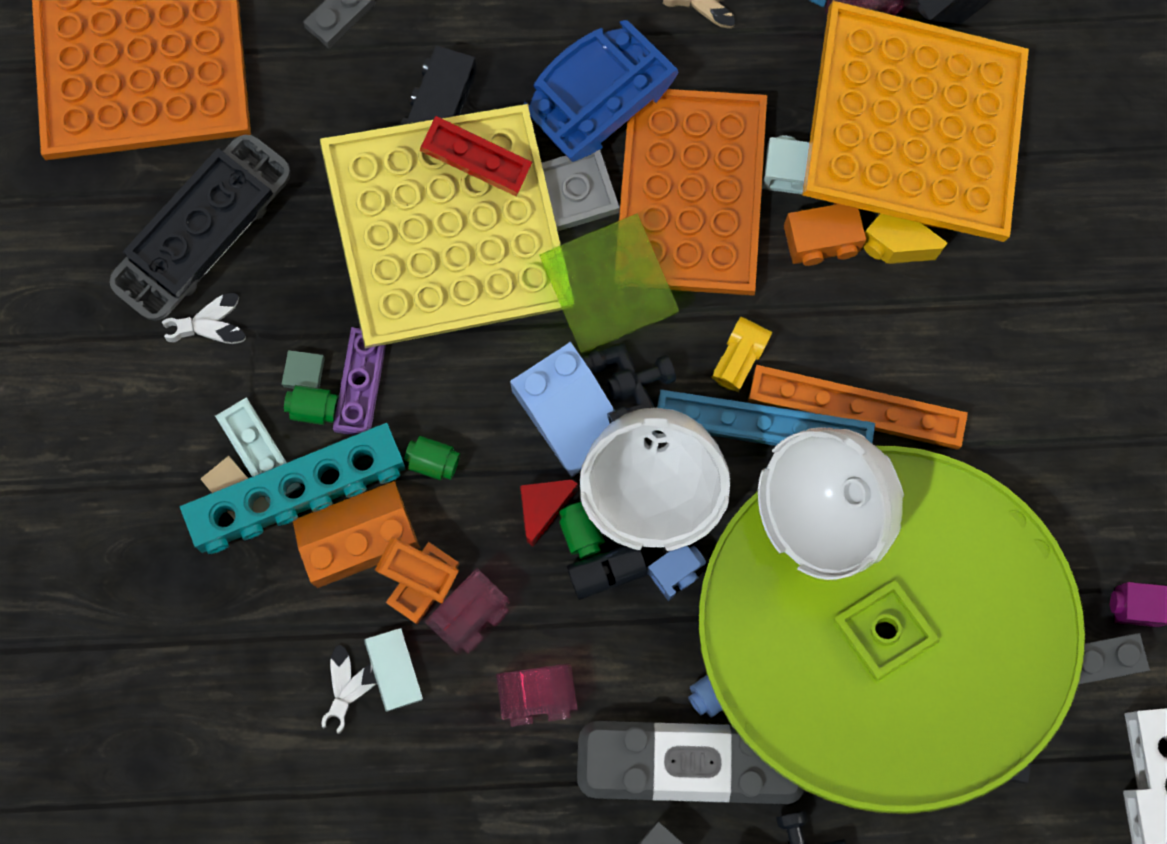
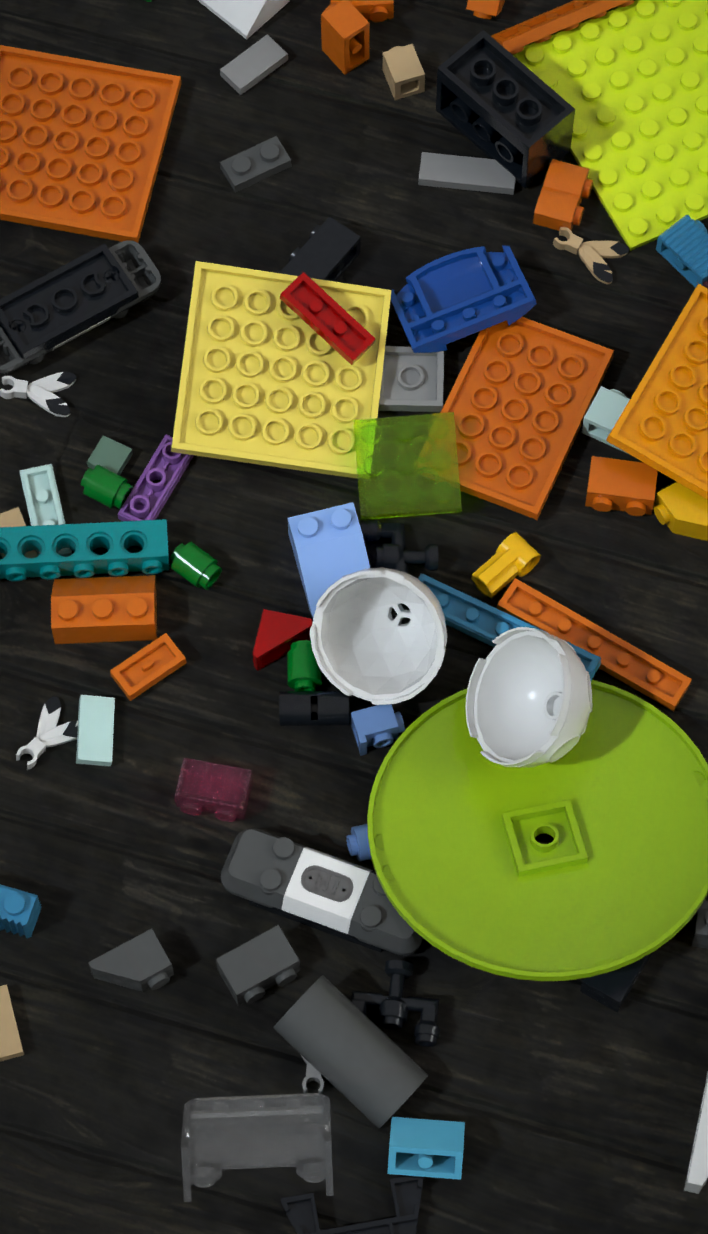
camera: 20 degrees right, 10 degrees down
(416, 570) = (146, 648): orange tile -> none
(468, 612) = (179, 703): clear pink brick -> none

